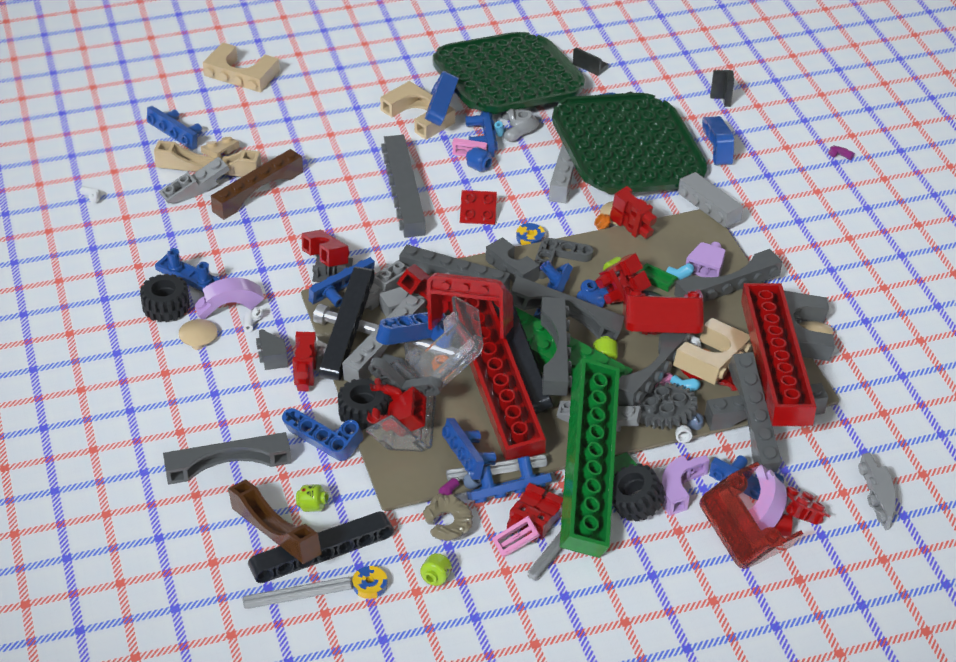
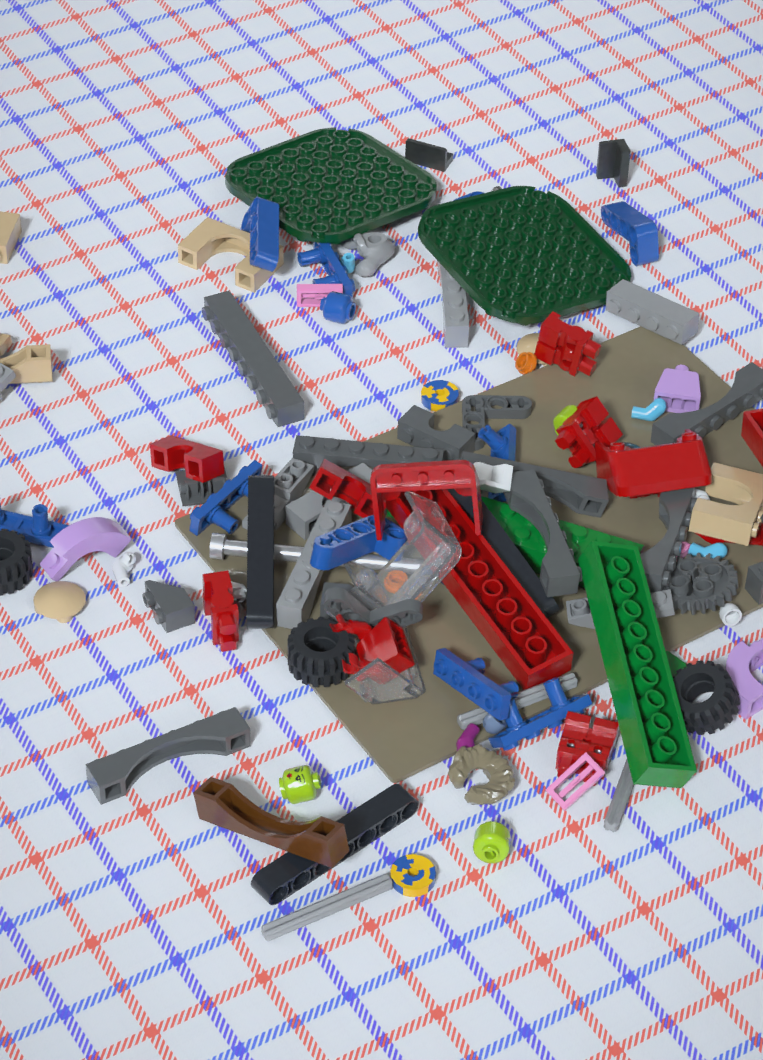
camera: 15 degrees left, 0 degrees up
(230, 198) = (33, 411): reddish brown arch -> none
(318, 432) = (276, 697): blue beam -> none
(478, 207) = (360, 371): red hinge -> none
(530, 298) = (494, 478): none -> white panel
(592, 295) = (551, 456): blue plate -> none
(607, 346) = (598, 521): lime head -> none
(659, 277) = (628, 423): green tile -> none
(694, 424) = (741, 597): sand blue hinge -> none

